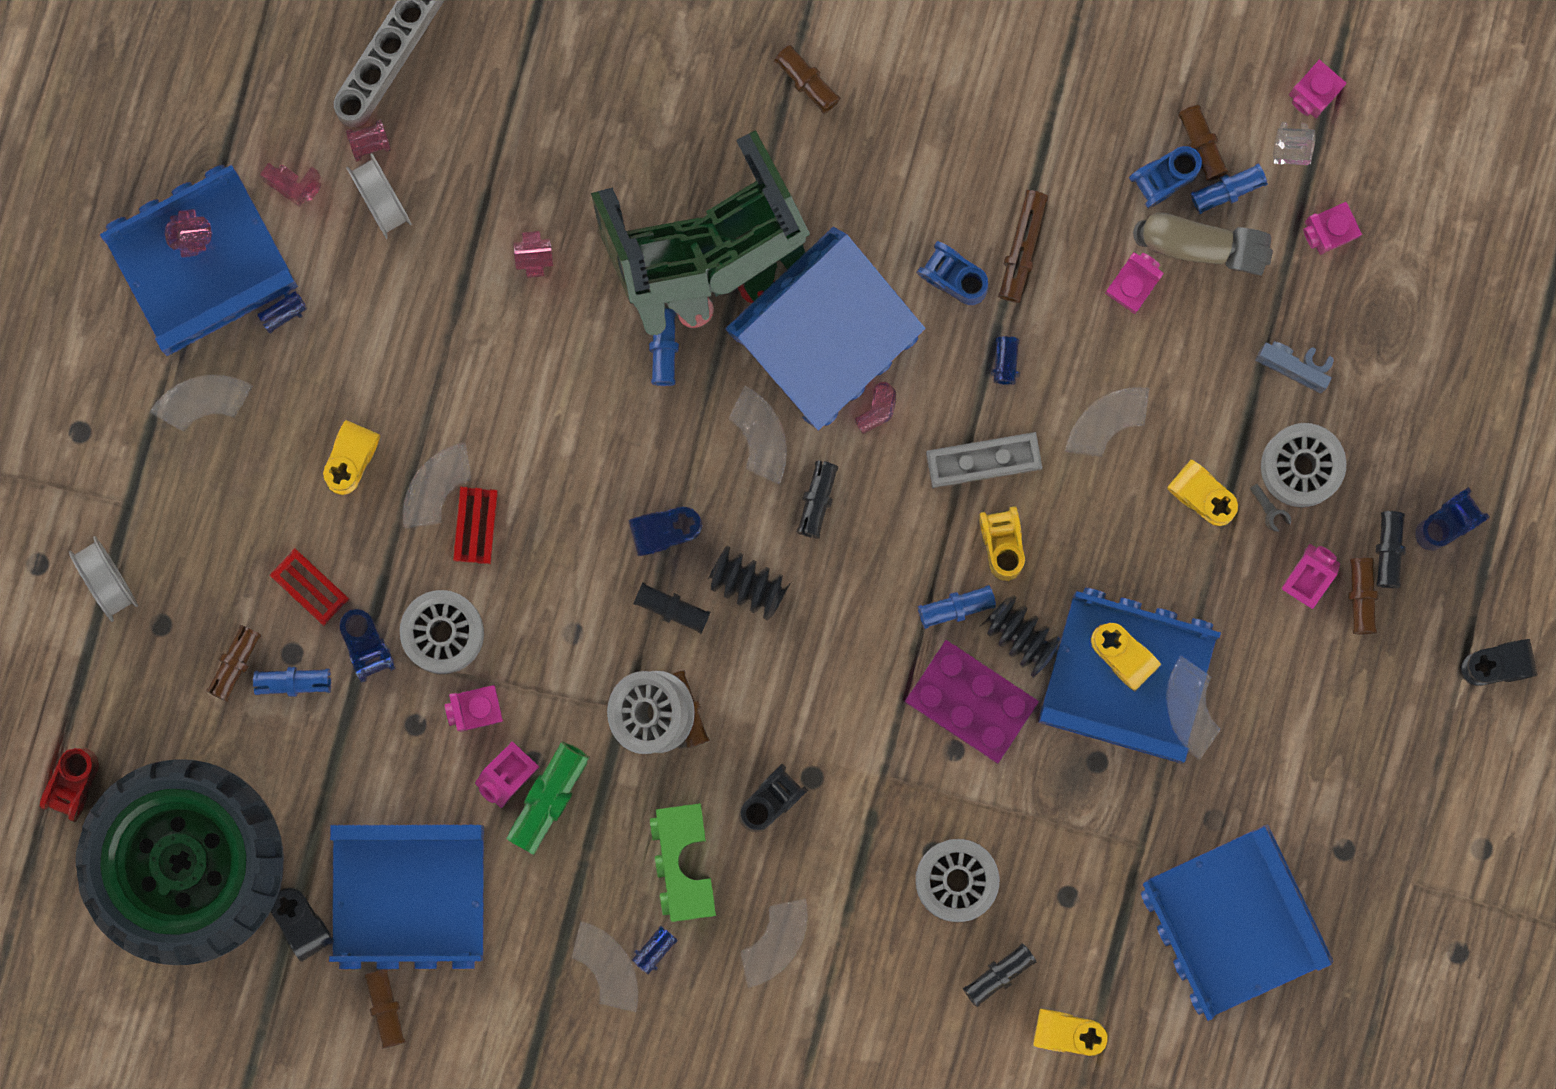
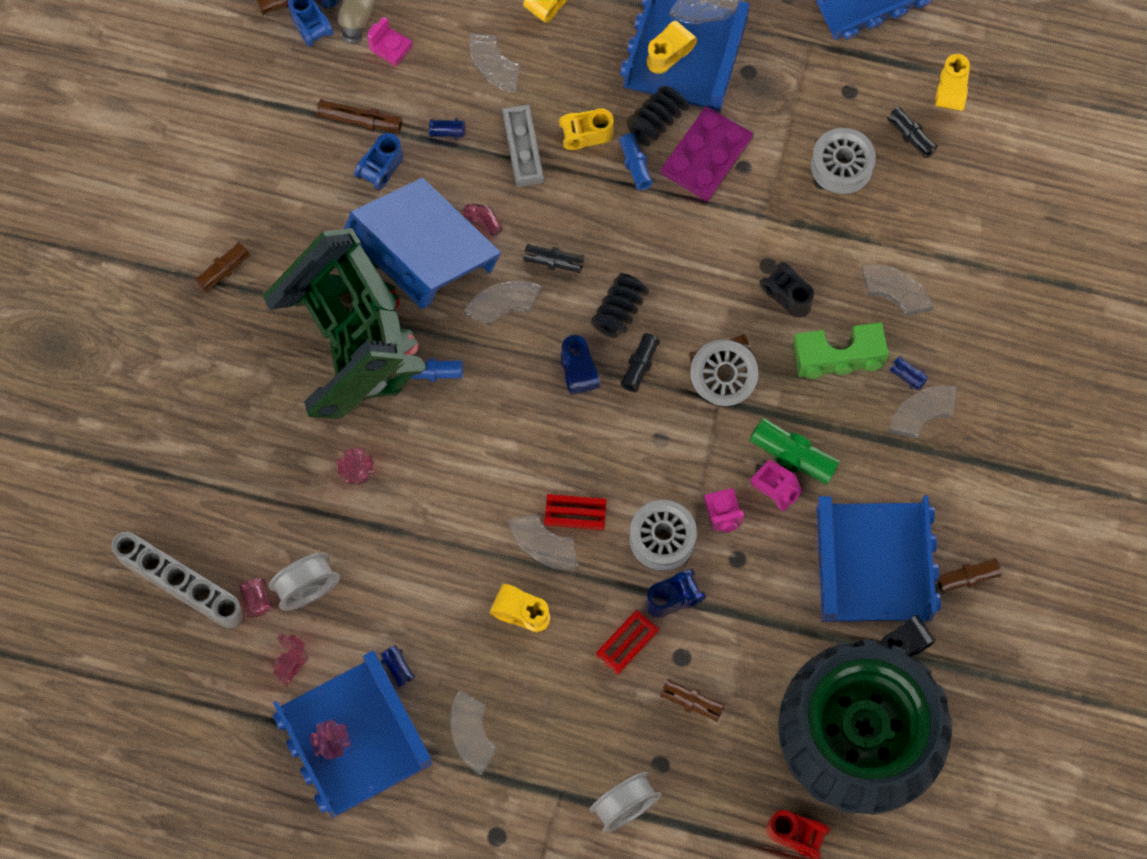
camera: 85 degrees left, 15 degrees down
(292, 681) = (706, 652): blue pin -> none

